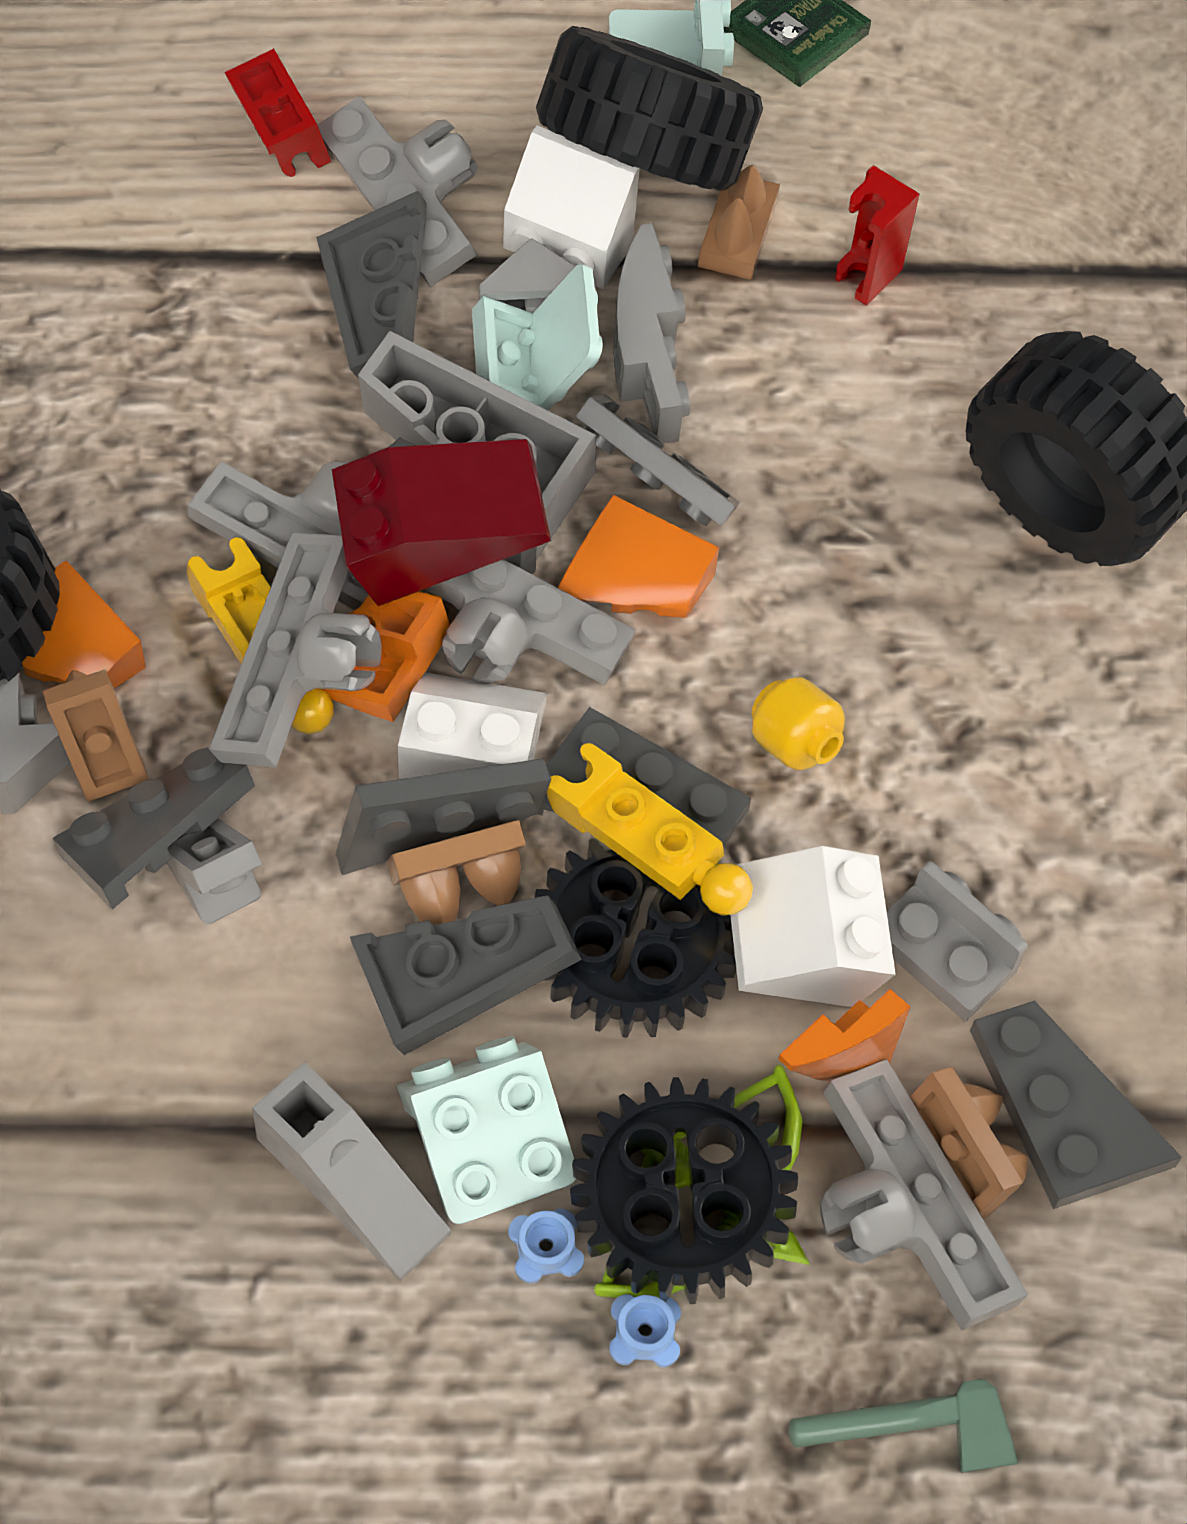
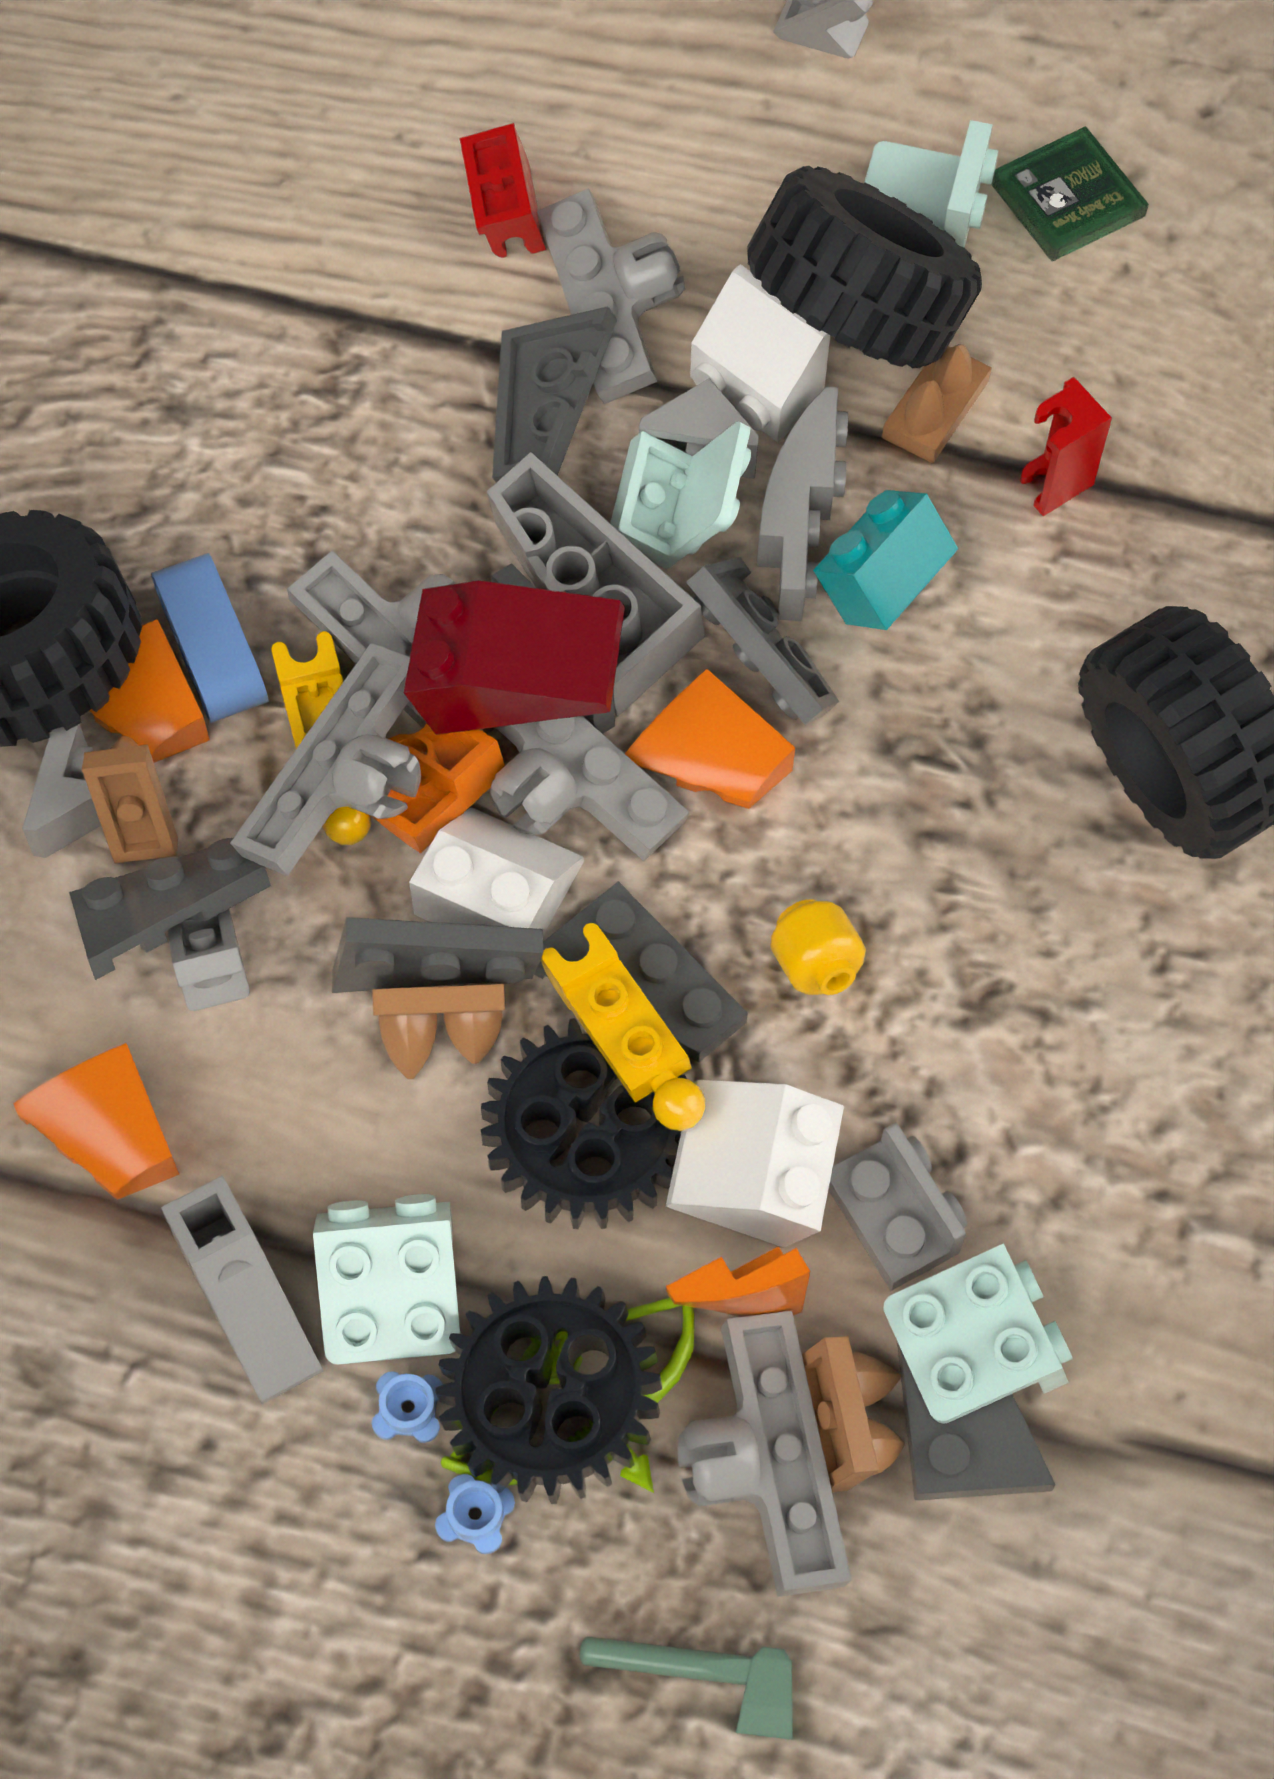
camera: 20 degrees right, 5 degrees up
(121, 567) = (210, 637): none -> medium blue beam
(156, 1048) = (103, 1122): none -> orange slope
(461, 968) = (400, 1117): dark grey wing -> none
(745, 365) = (885, 559): none -> teal brick
(1067, 1036) = (976, 1335): none -> light aqua bracket

